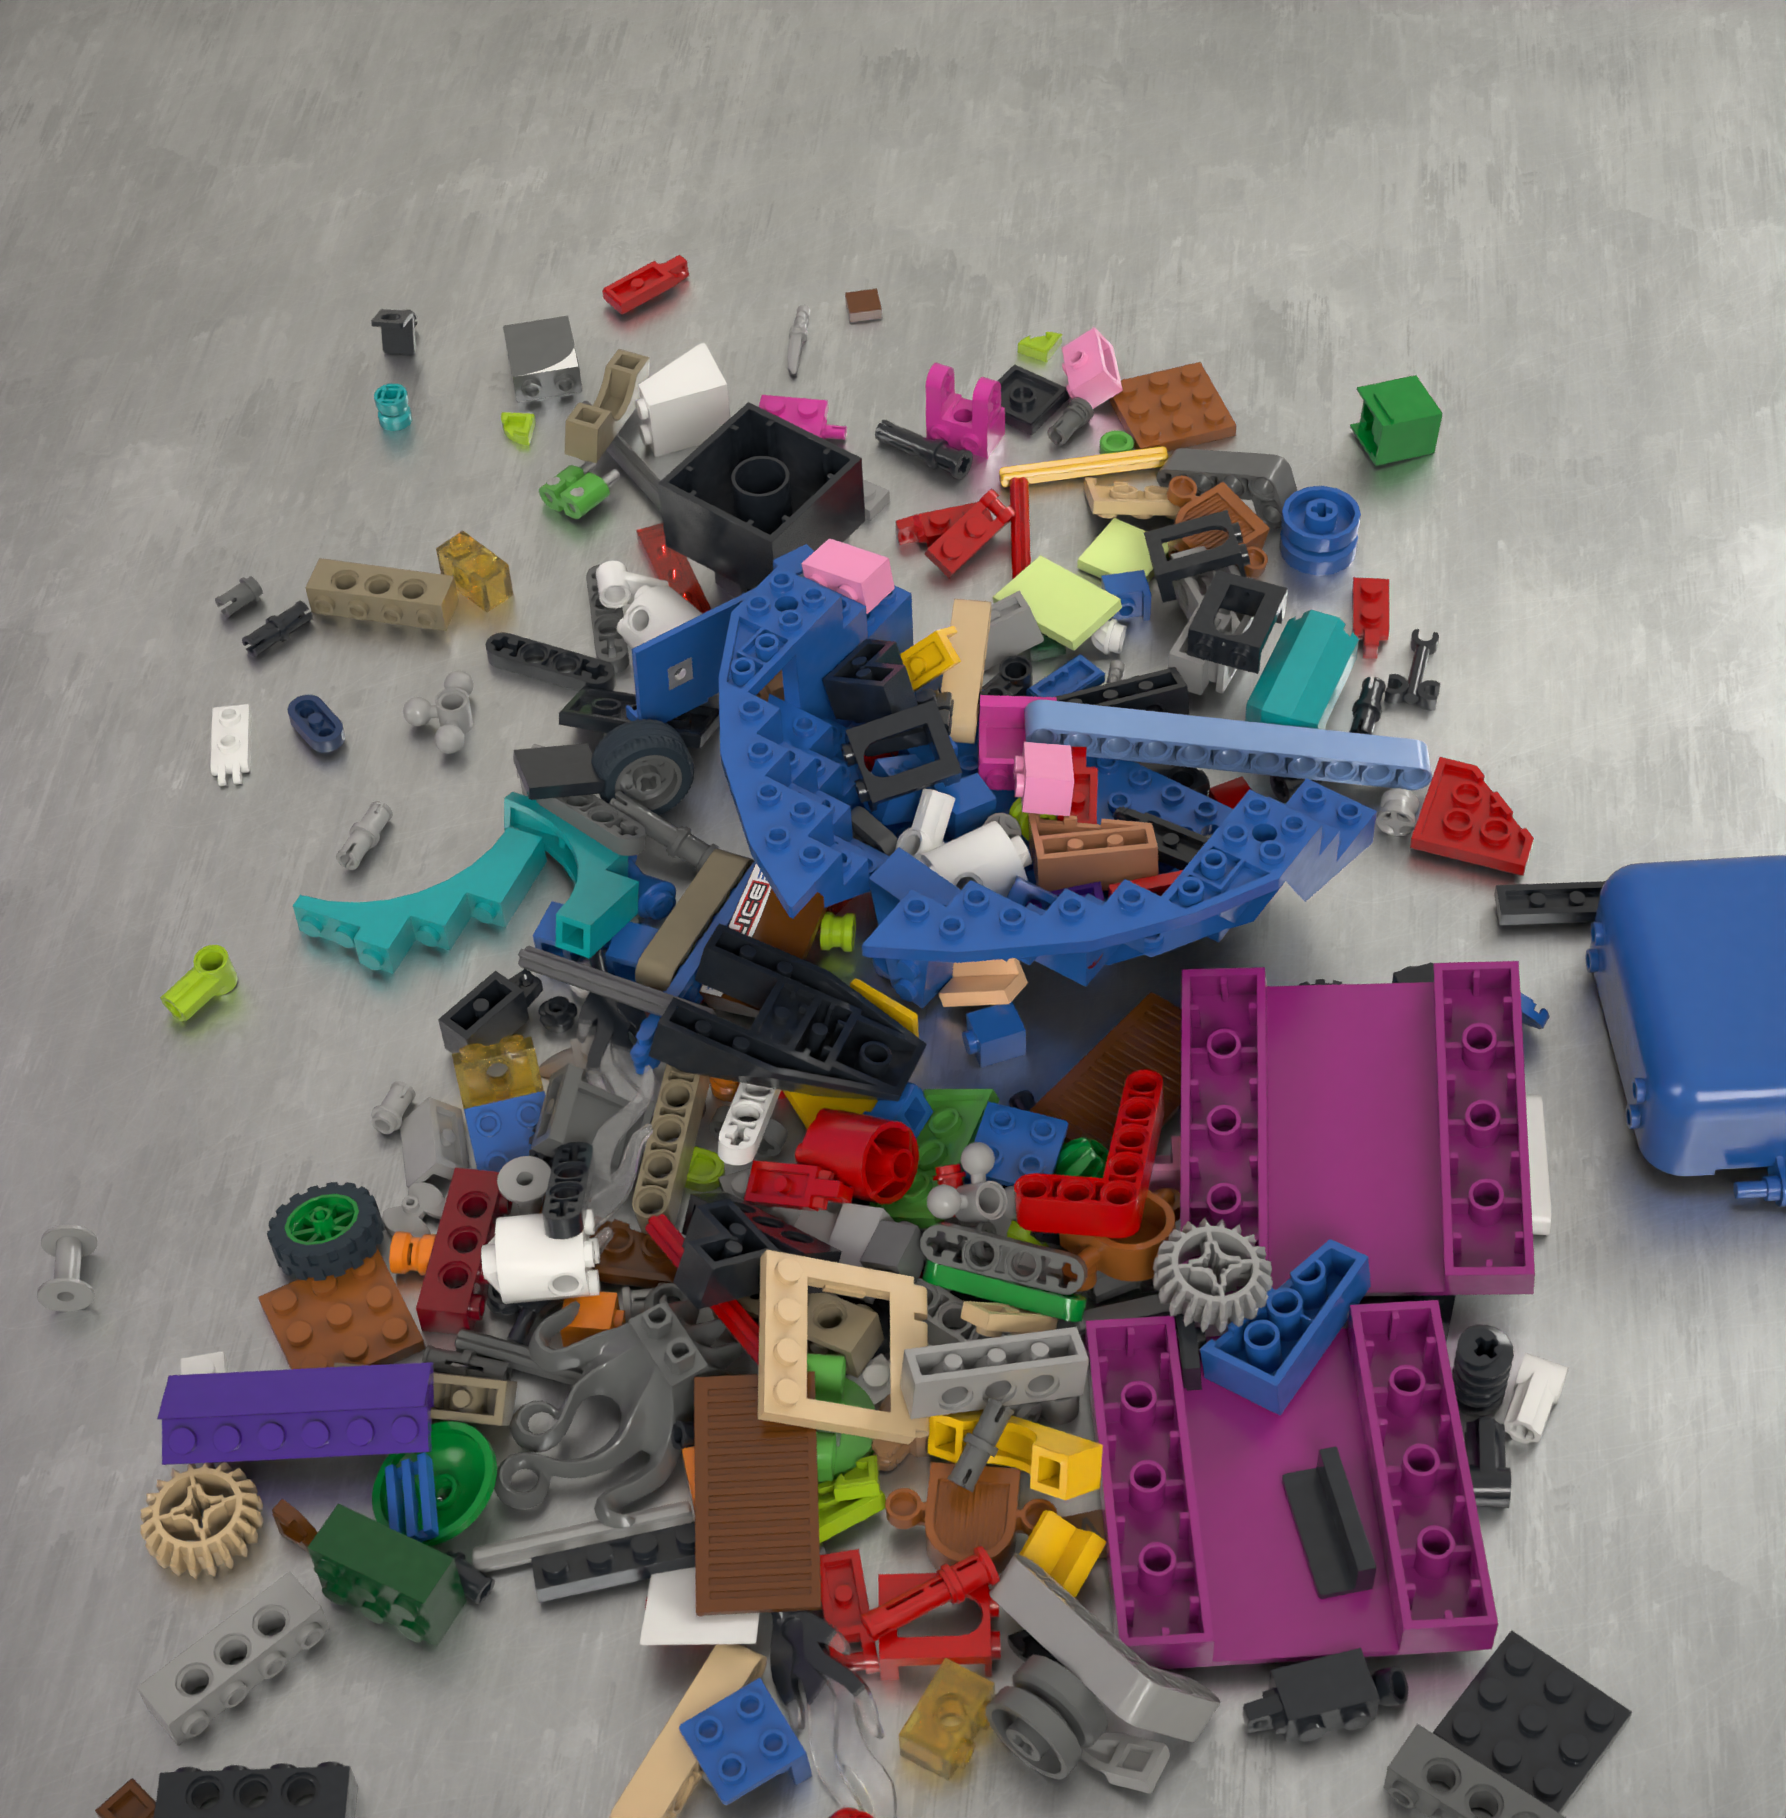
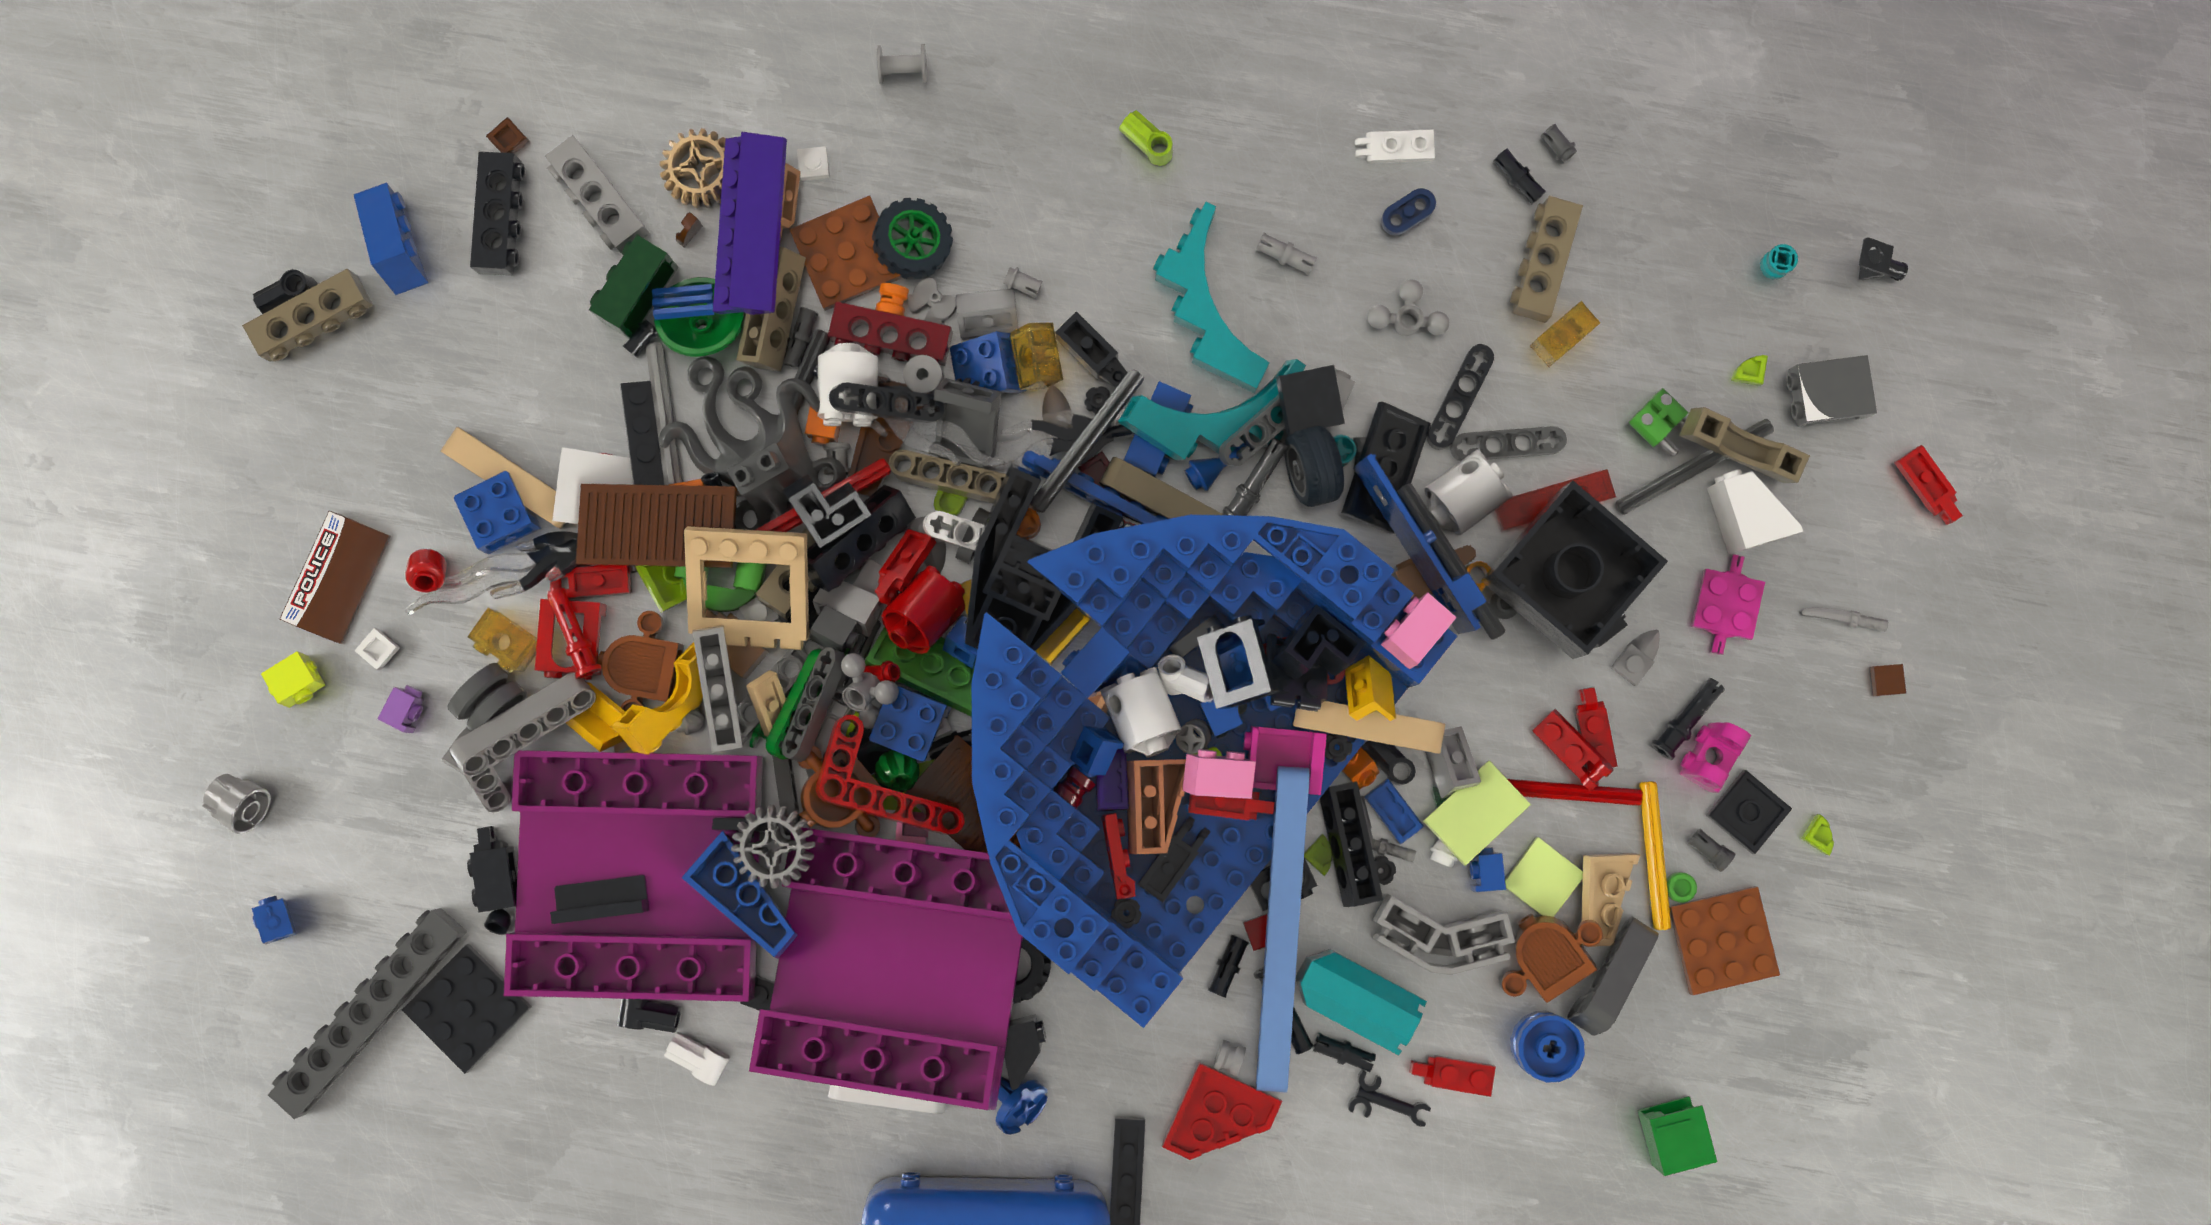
camera: 90 degrees right, 35 degrees up
(619, 586) = (1526, 454): white piece -> none
(860, 1481) = (673, 595): lime tile -> none
(981, 1444) = (671, 675): dark grey pin -> none
(1091, 368) = (1769, 875): bright pink brick -> none
(1197, 563) = (1490, 960): black panel -> none
(1241, 595) = (1377, 963): black panel -> none
(1481, 1369) = (695, 1025): black piece -> none

